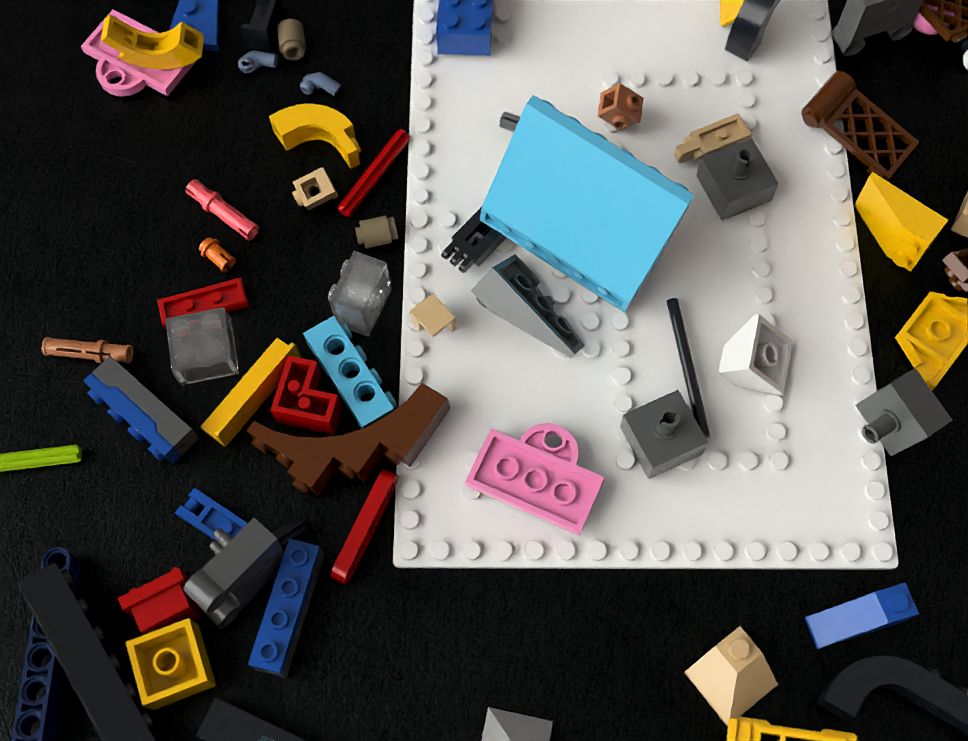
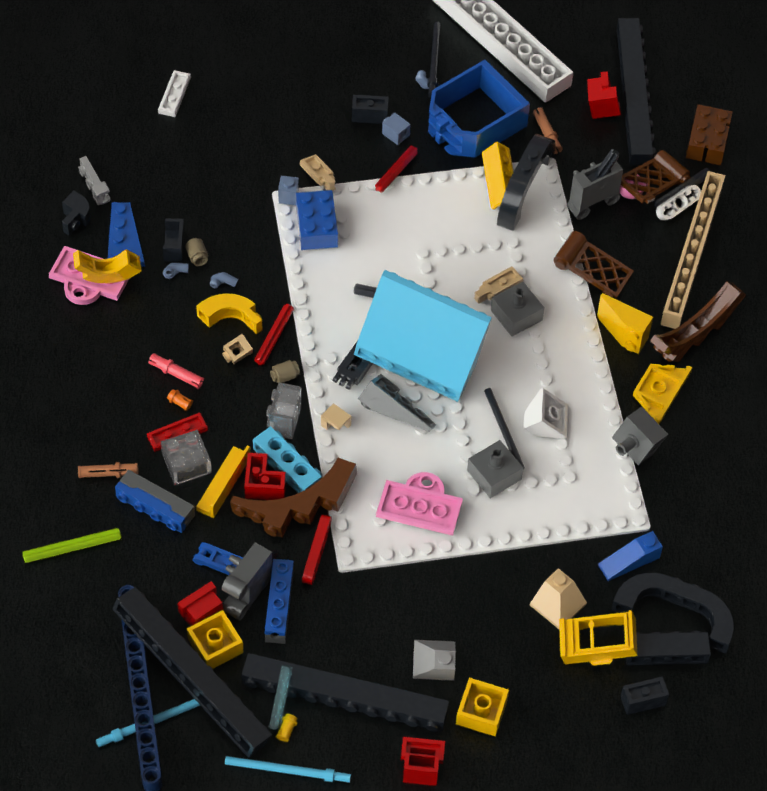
camera: 15 degrees left, 10 degrees down
(620, 107) = (433, 271): nougat brick -> none

